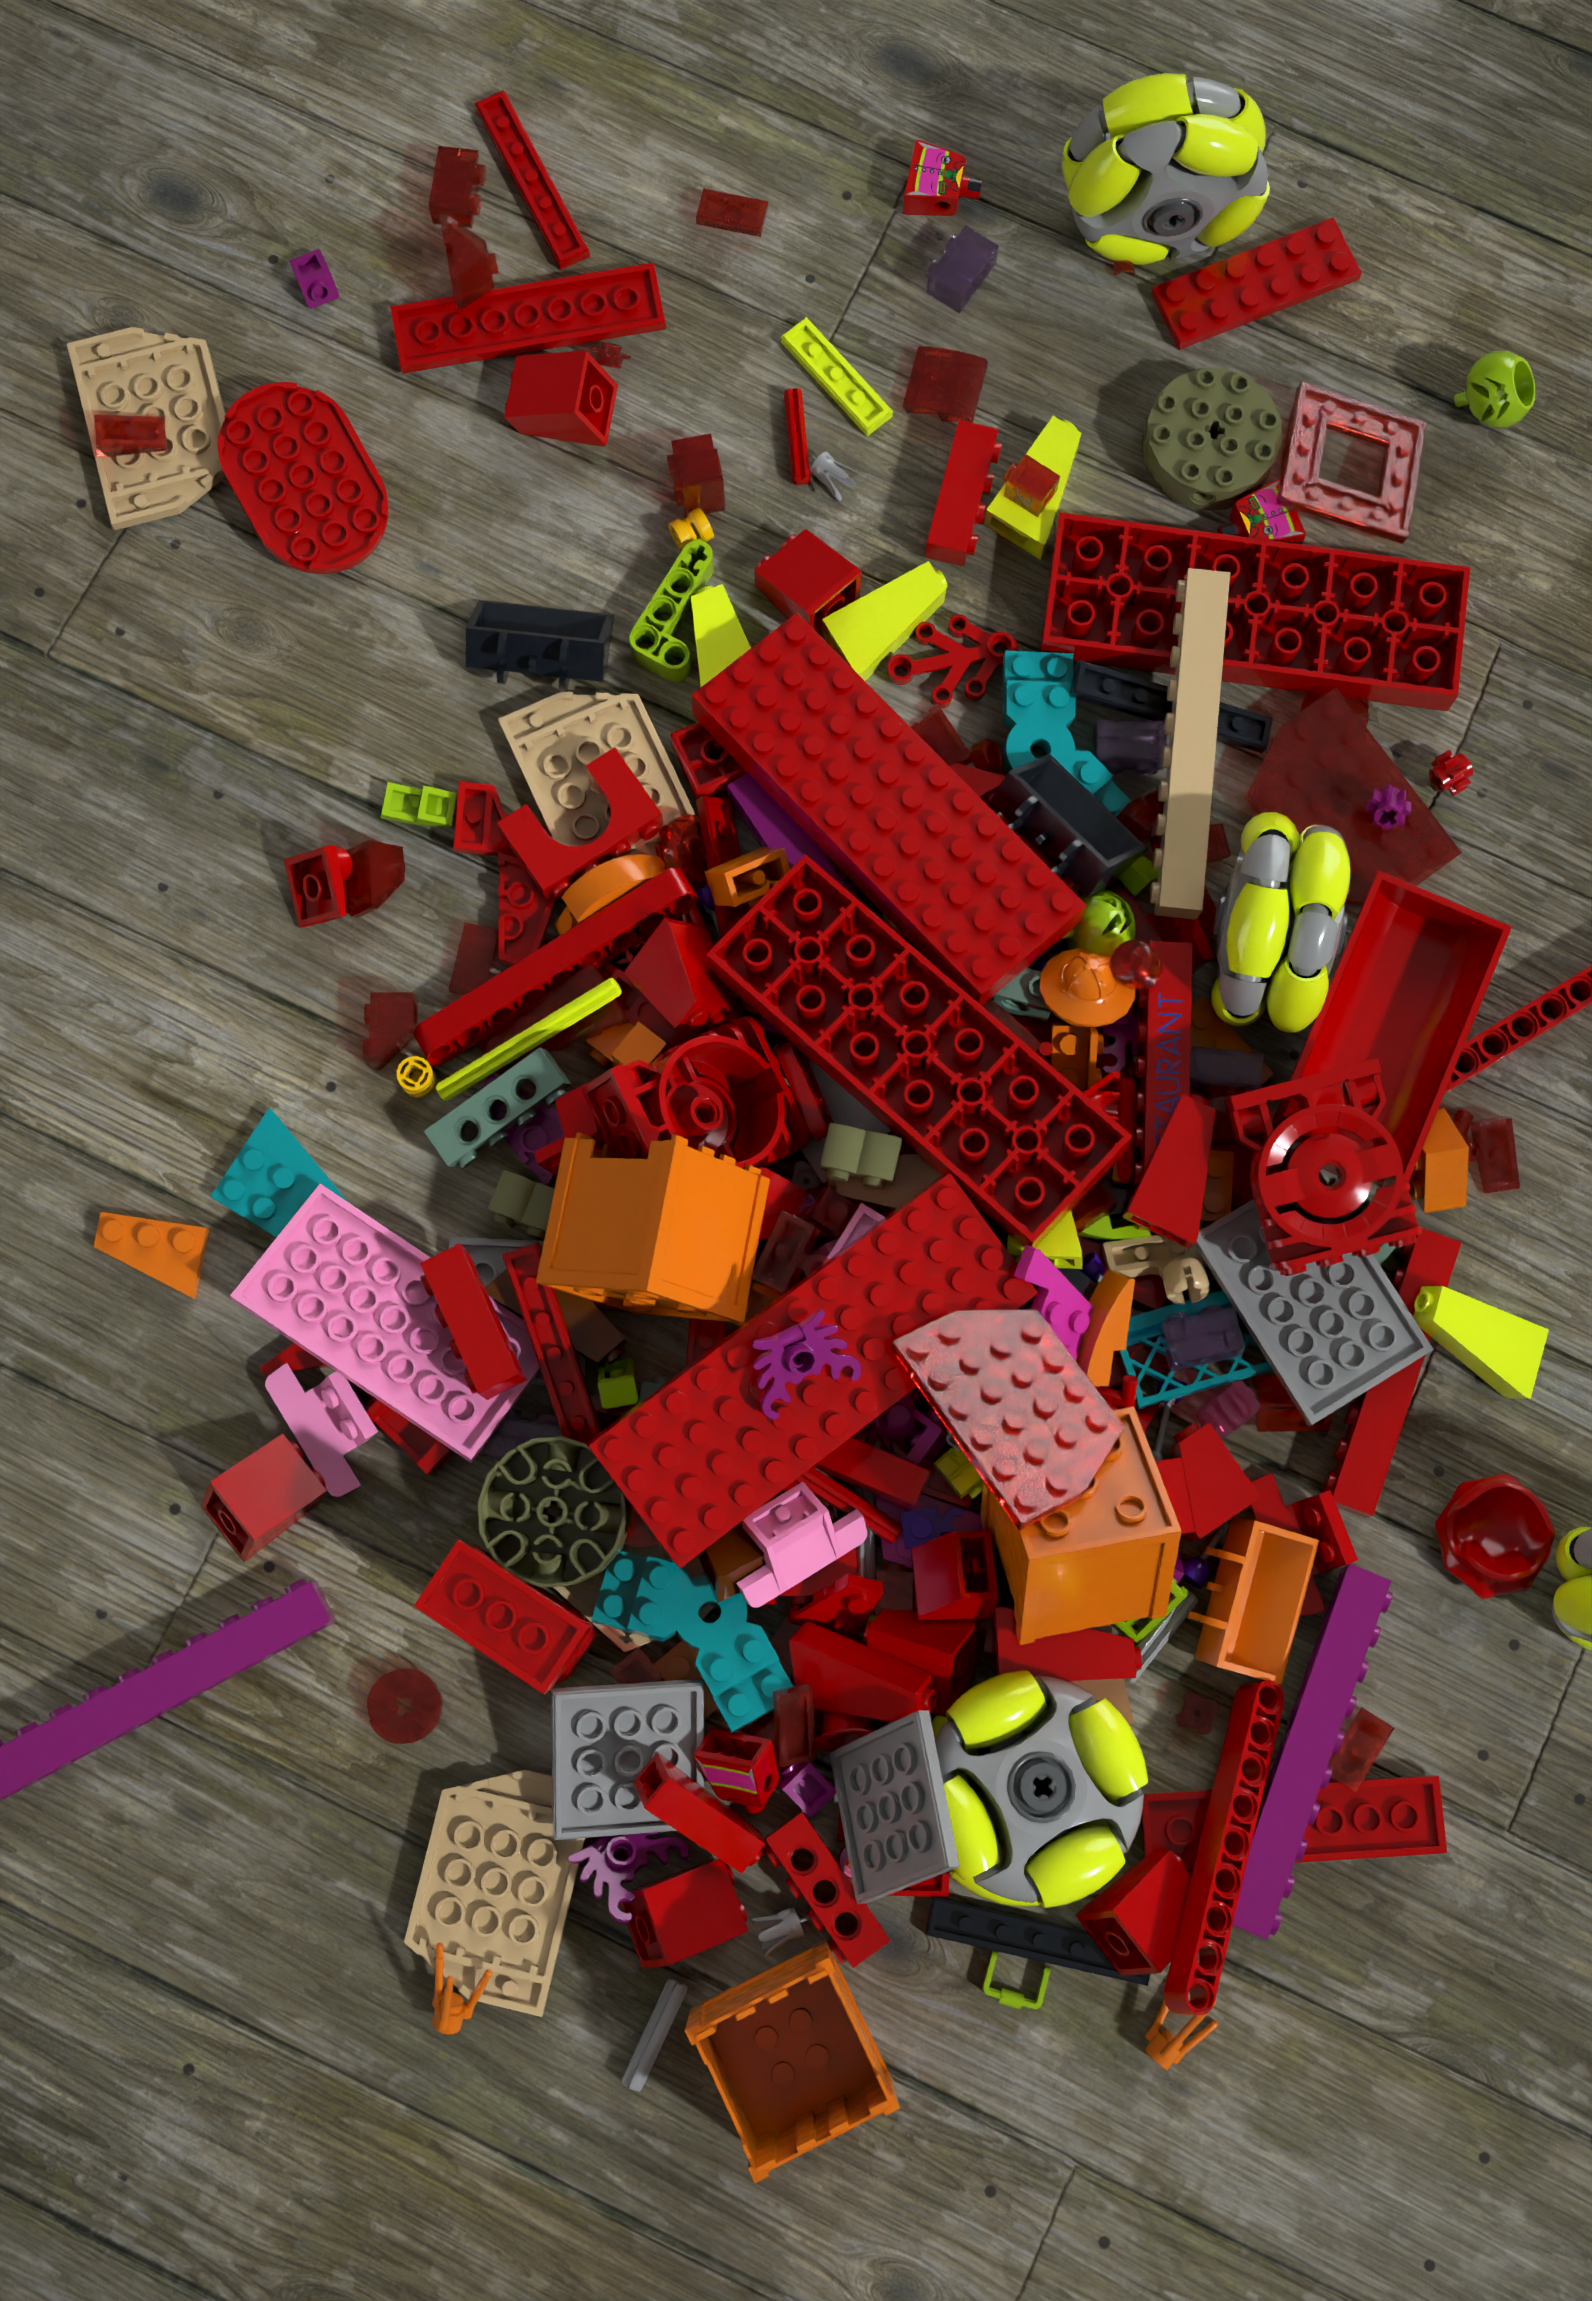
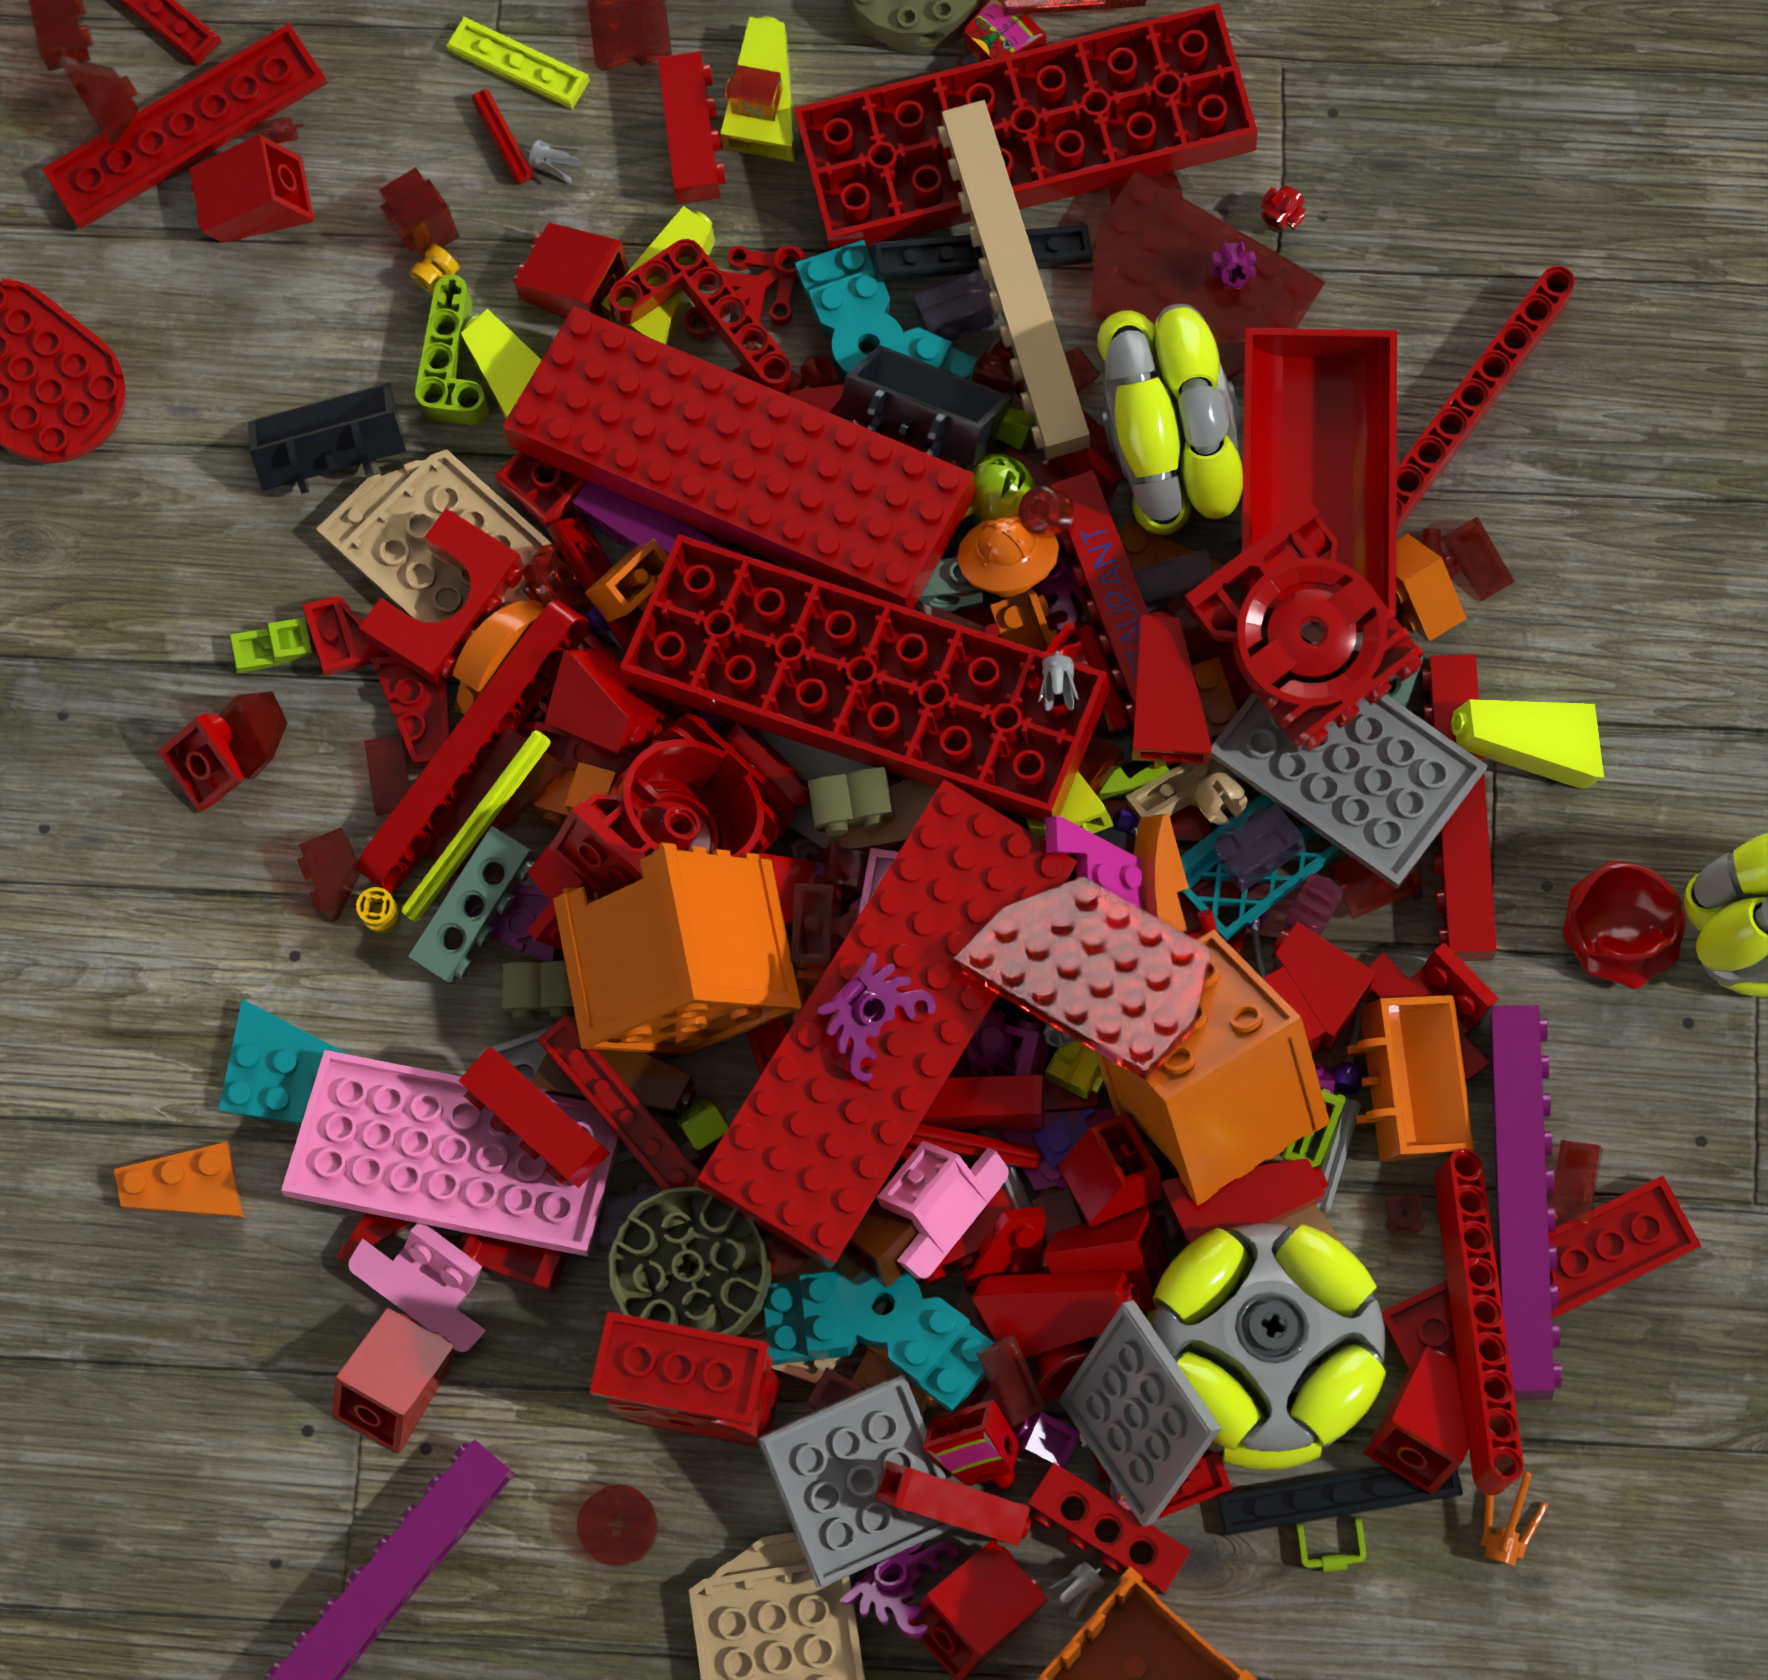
camera: 10 degrees left, 5 degrees down
(917, 660) = (711, 306): none -> red beam
(1086, 1127) = (1058, 678): none -> light grey piece

